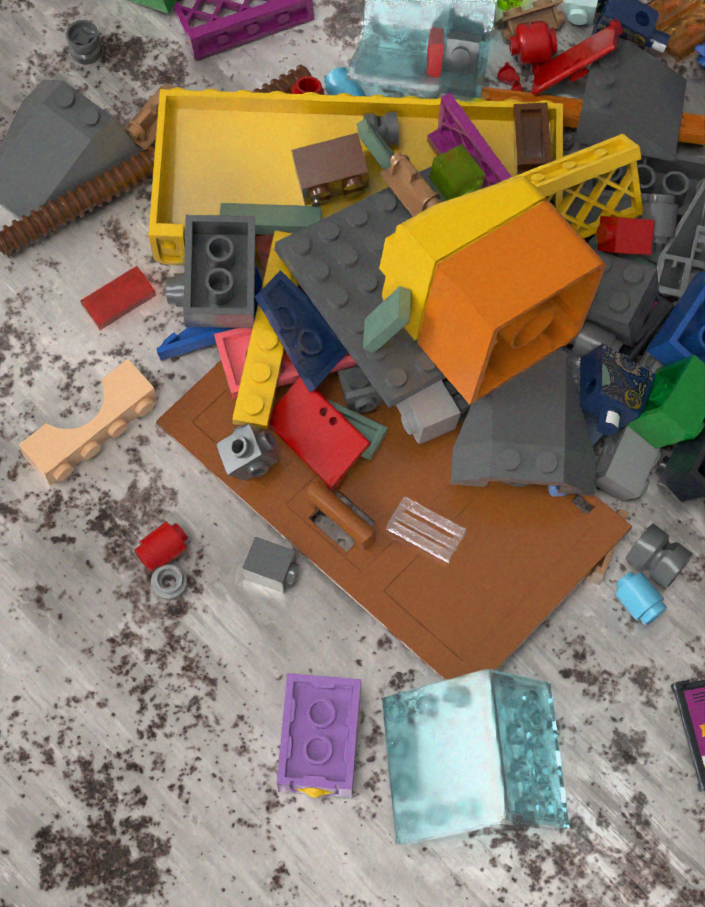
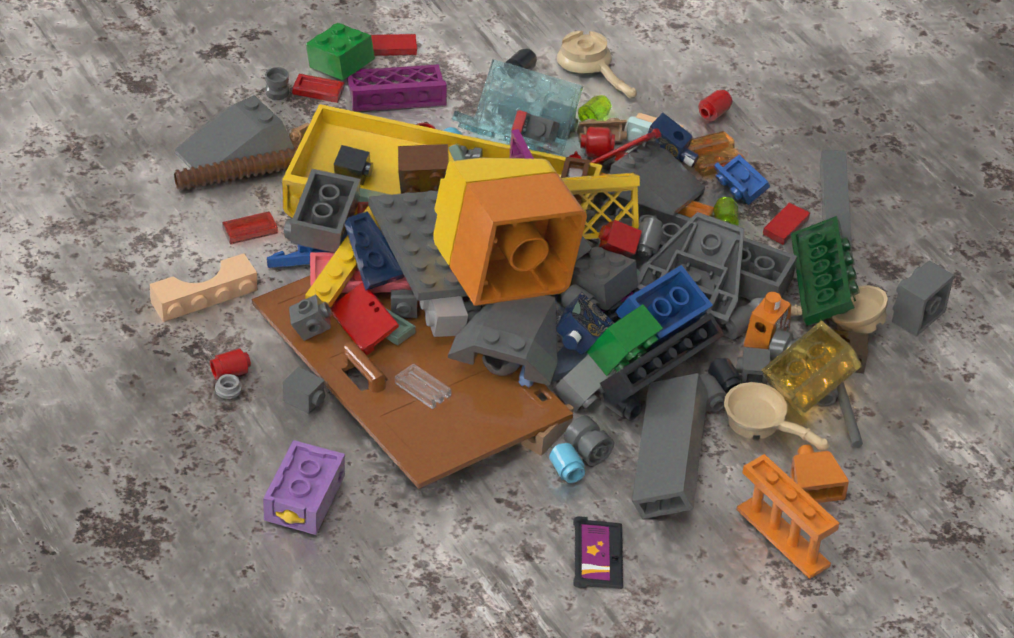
camera: 10 degrees right, 25 degrees down
(138, 32) = (318, 88): none -> red tile
(230, 173) = (353, 163): none -> black brick
(387, 319) = (430, 238): sand green tile -> none
(473, 756) = (420, 506): clear light blue bracket -> none

